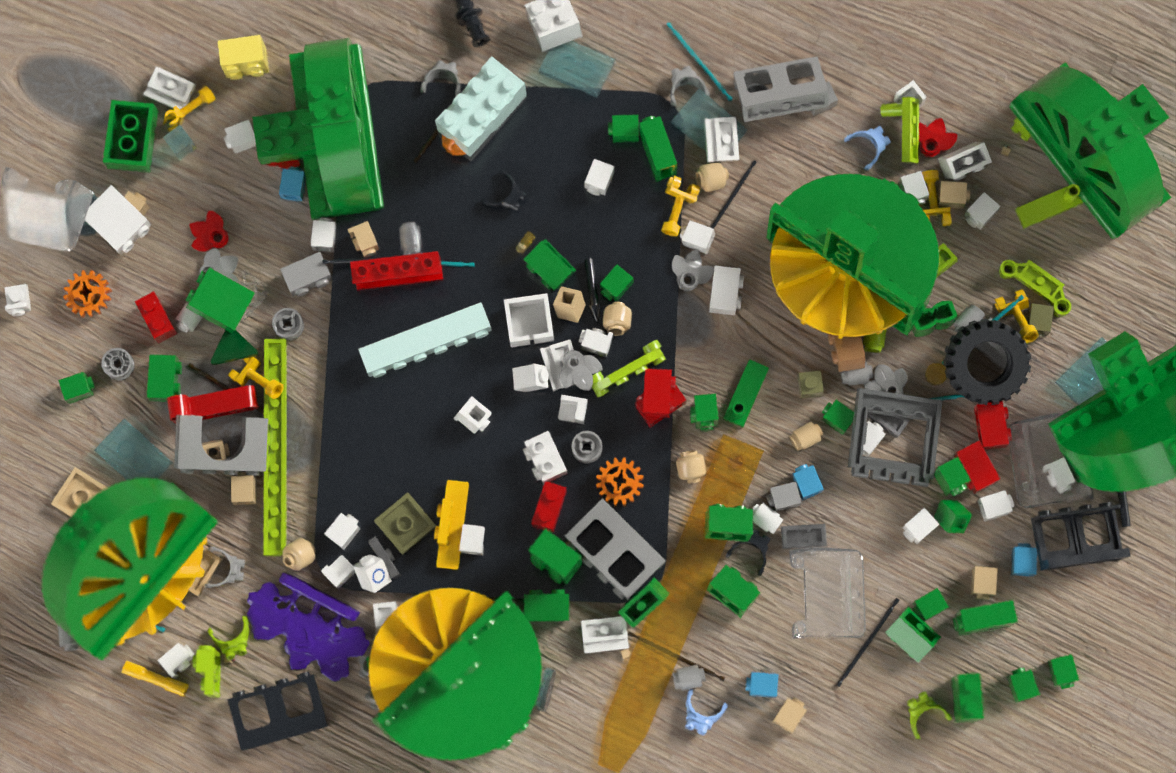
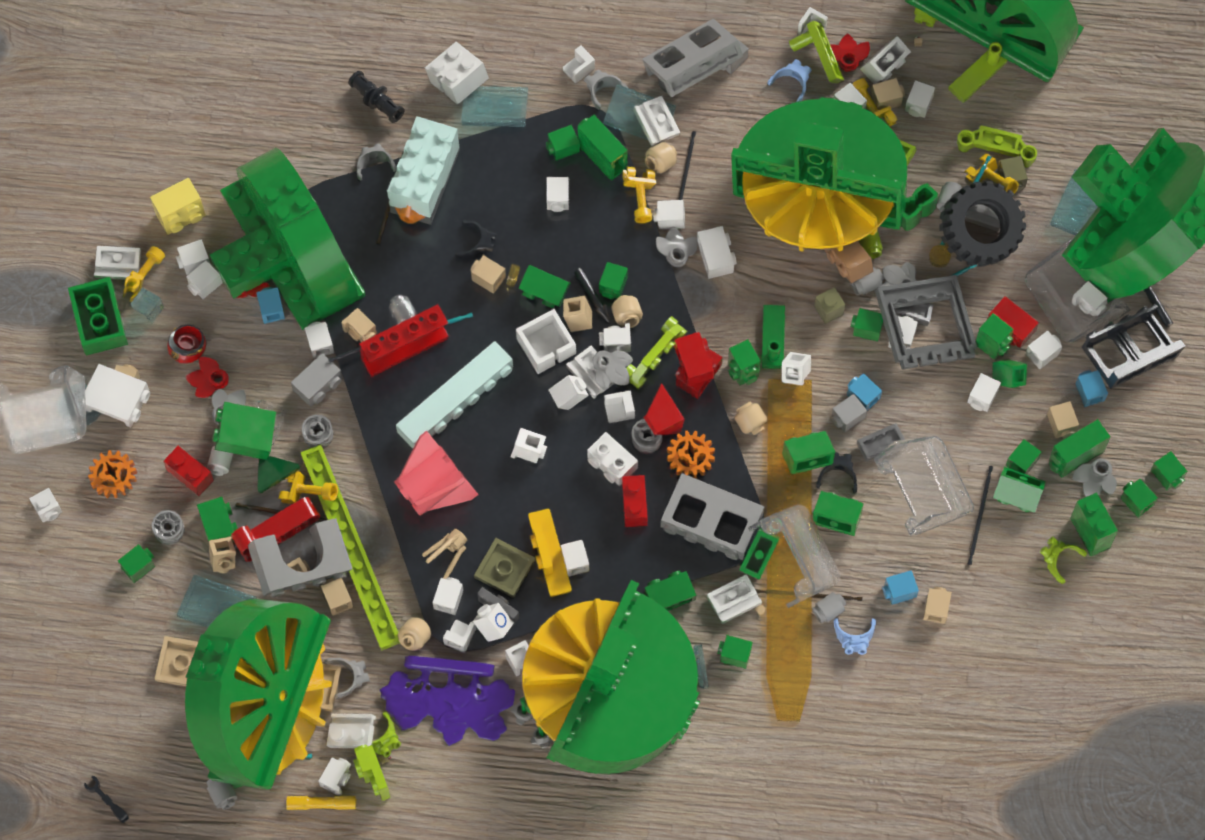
camera: 25 degrees left, 10 degrees down
(153, 416) = (222, 560): none -> tan brick
(202, 192) = (186, 343): none -> red piece
(206, 623) = (350, 730): none -> white plate
(239, 109) = (192, 256): none -> white brick
(280, 724) = (463, 796): black window -> none
(367, 479) = (452, 542): none -> tan plant
(371, 414) = (432, 478): none -> coral brick
(502, 232) = (487, 274): none -> tan brick
(555, 557) = (661, 539): green brick -> none
(584, 685) = (735, 651): none -> green brick
(607, 435) = (664, 415): none -> red slope
(672, 55) = (580, 65): none -> white panel
(688, 616) = (807, 548): none -> clear windscreen
(699, 61) = (610, 66): teal piece -> none
(752, 434) = (796, 368): none -> white brick
(766, 518) = (841, 438): white brick -> none
(806, 436) = (845, 353): tan brick -> none
(988, 652) = (1095, 481): none -> light grey plate
(992, 425) = (1010, 280): red brick -> none

